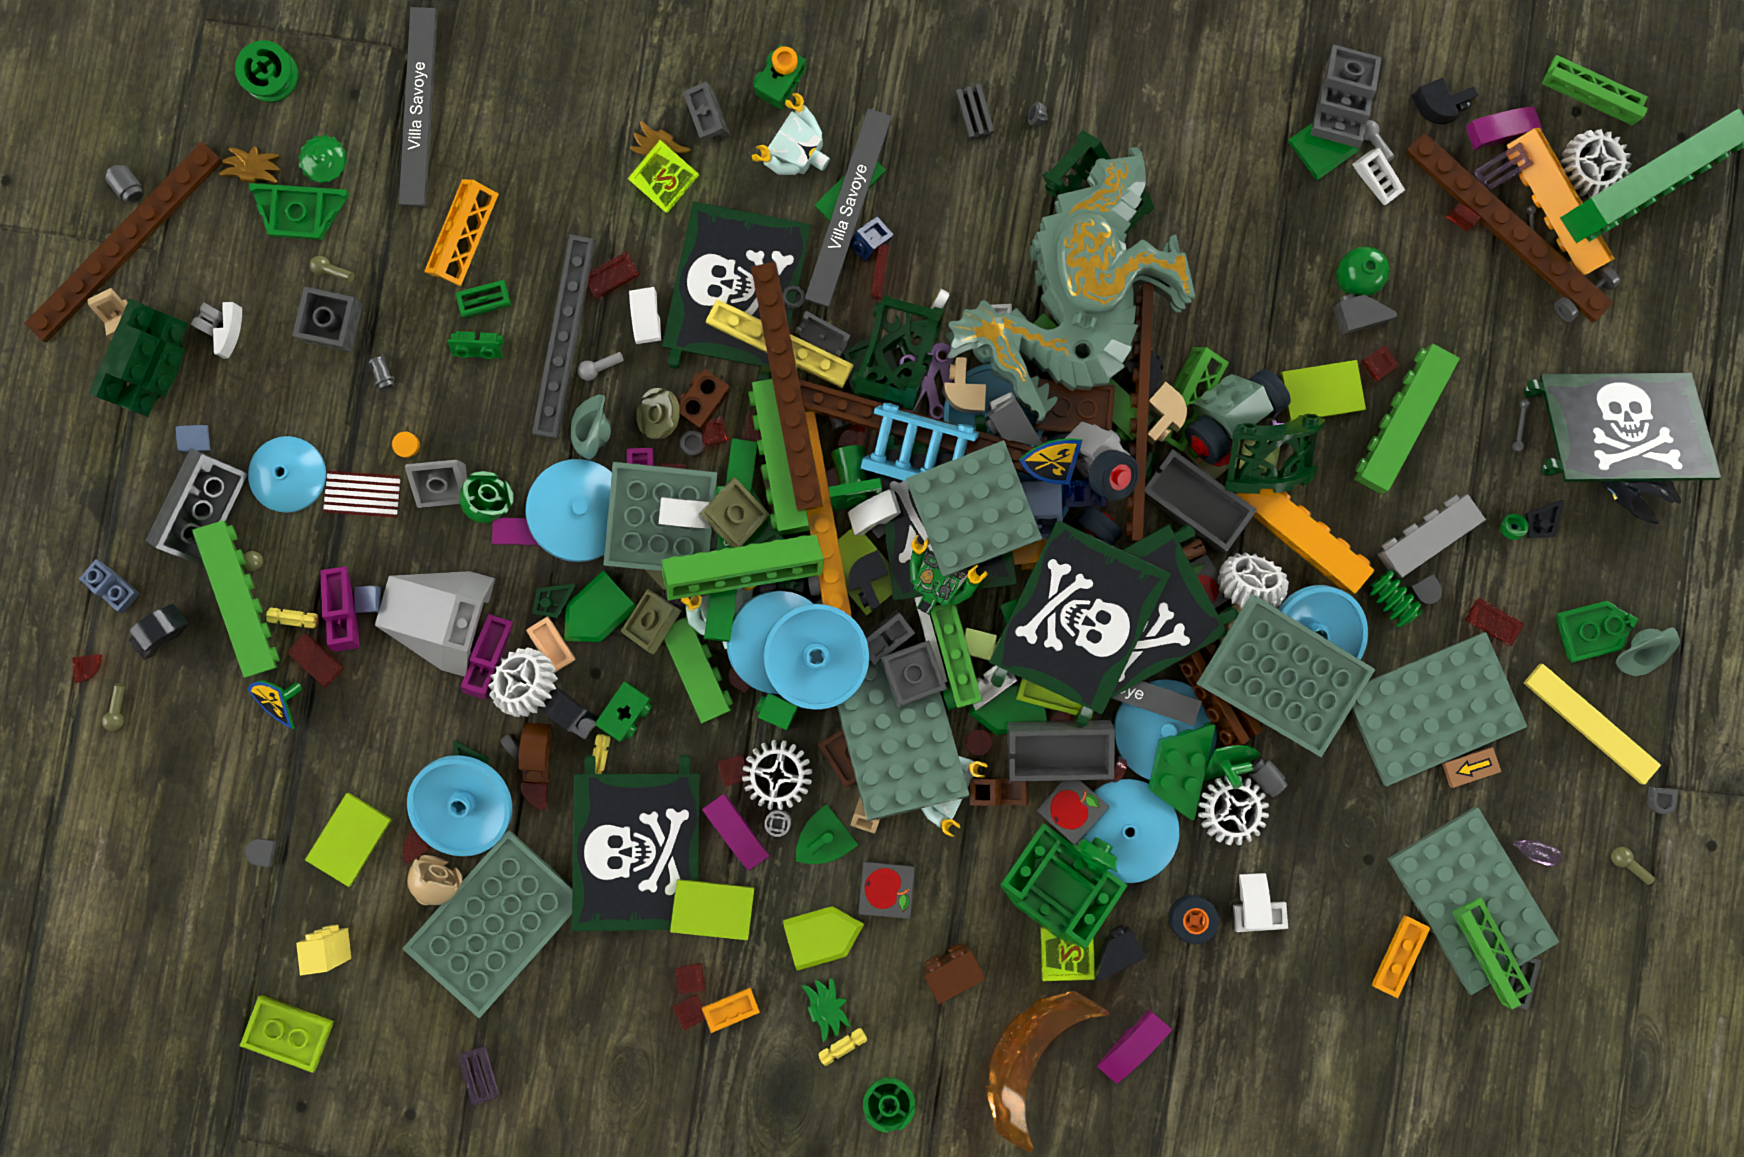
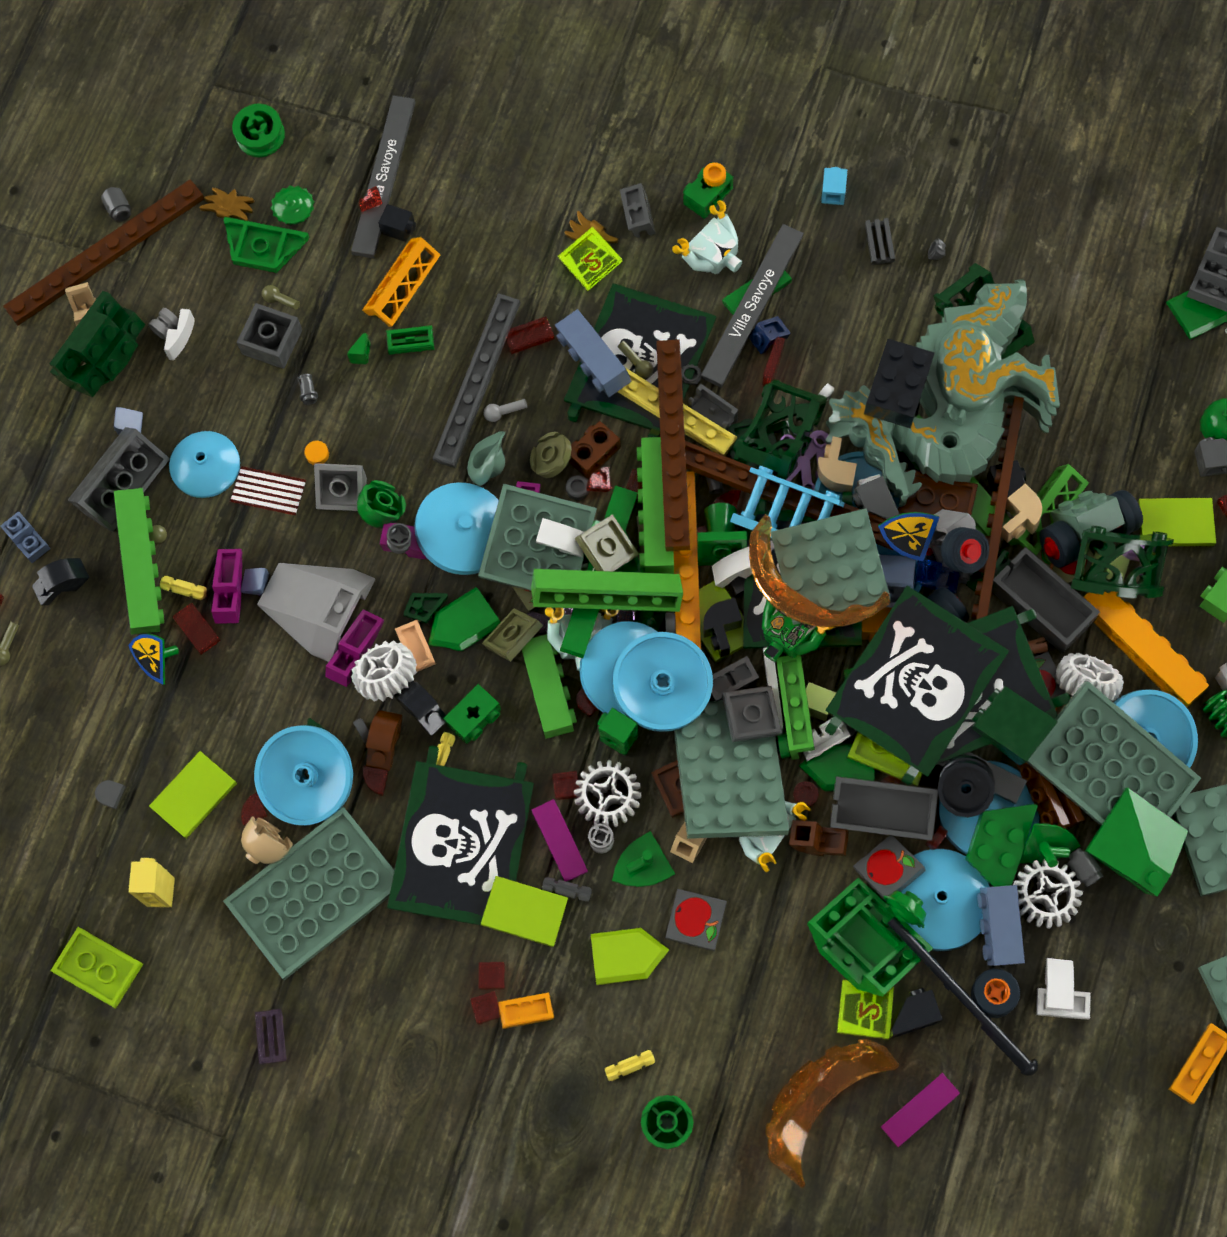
camera: 20 degrees right, 15 degrees down
(410, 141) = (371, 200): none -> clear red tile
(431, 321) = (360, 350): none -> green slope
(443, 163) = (397, 223): none -> black brick
(464, 345) = (390, 376): green hinge -> none
(508, 535) = (398, 533): none -> dark grey wheel
(645, 315) = (553, 371): white slope -> none
(687, 294) = (593, 354): none -> sand blue brick
(741, 297) = (642, 367): none -> olive bar
(753, 879) = (567, 889): none -> dark grey axle
(826, 1008) = (619, 1025): green piece -> none
(917, 52) = (834, 186): none -> medium azure brick
(939, 561) = (790, 601): none -> clear orange windscreen
(952, 972) = (749, 1003): reddish brown brick -> none
(1021, 295) = (899, 383): none -> black brick
(1142, 721) = (966, 801): none -> black wheel
(1185, 654) = (1013, 724): none -> dark green slope
(1192, 852) = (1001, 925): none -> sand blue brick
(1232, 986) = (988, 1026): none -> black bar
(1320, 747) = (1138, 843): none -> green slope

